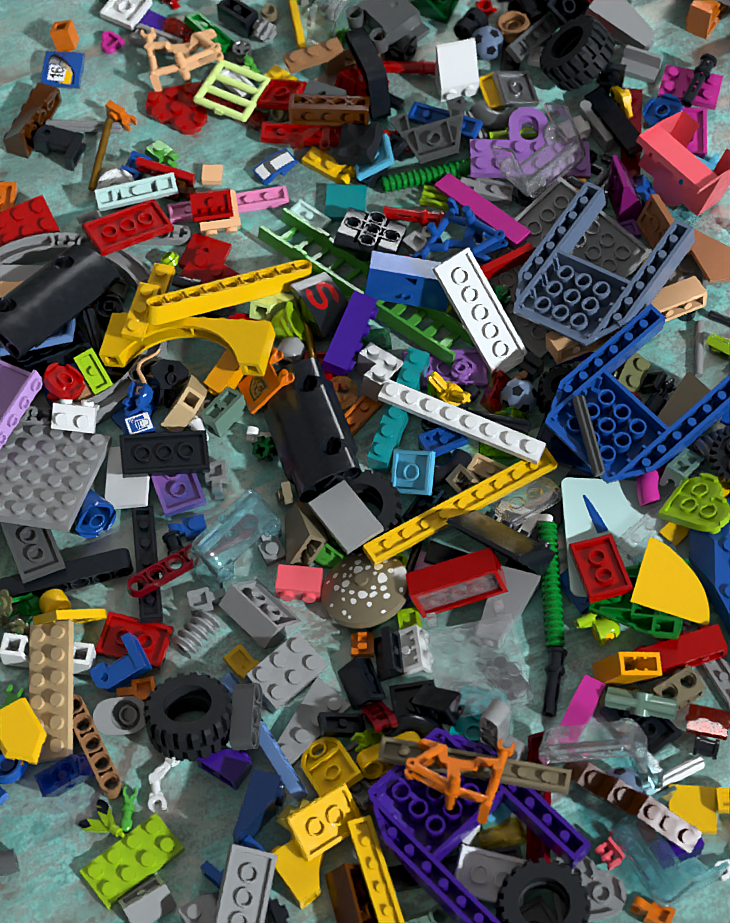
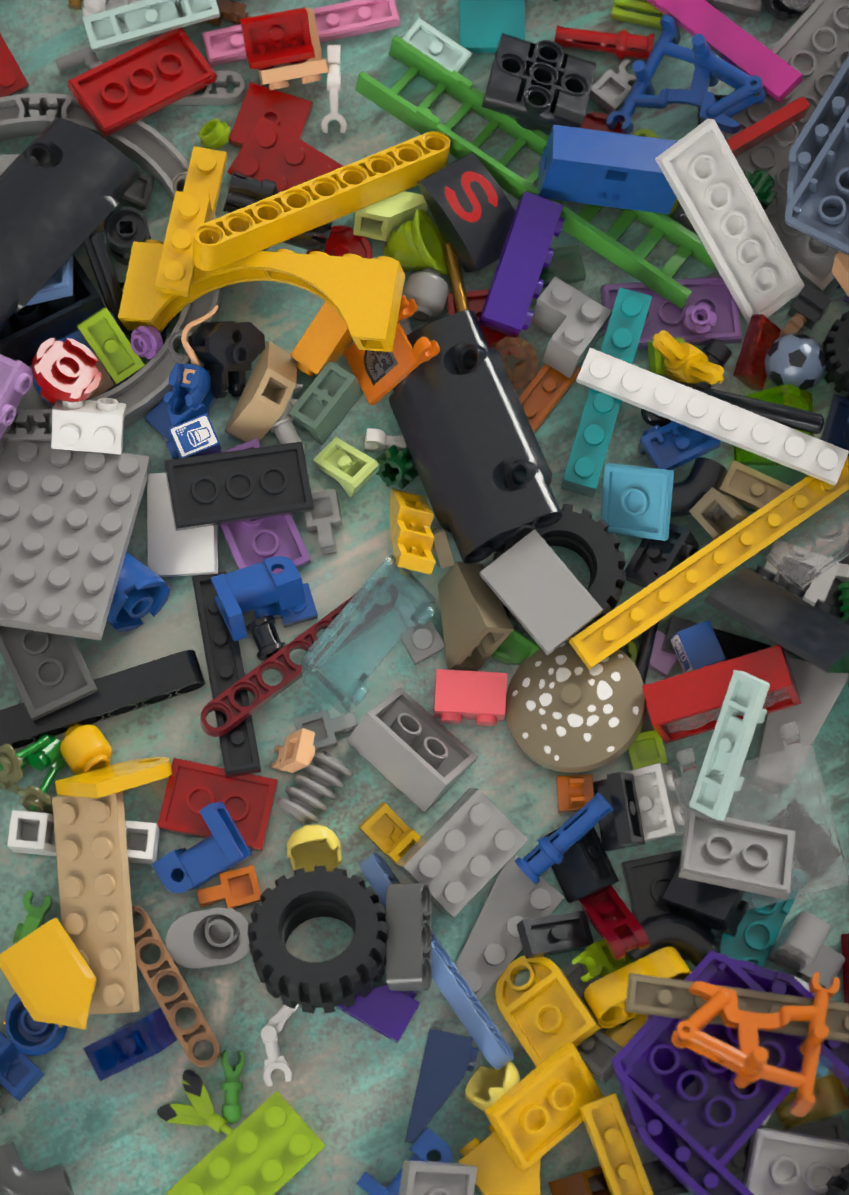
camera: 10 degrees left, 15 degrees up
(115, 369) = (146, 341): none -> medium lavender plate
(170, 512) = (256, 588): none -> blue piece
(186, 608) = (296, 753): none -> light nougat plate
(192, 662) = (314, 847): none -> light yellow hair
(235, 447) = (346, 465): none -> yellowish green slope
(244, 233) = (334, 86): none -> white piece
(268, 480) = (411, 531): none -> yellow slope
(342, 671) = (551, 848): none -> blue pin
(442, 551) = (697, 647): none -> blue brick
(455, 605) = (730, 745): none -> light aqua hinge
(458, 674) = (737, 854): none -> light grey tile

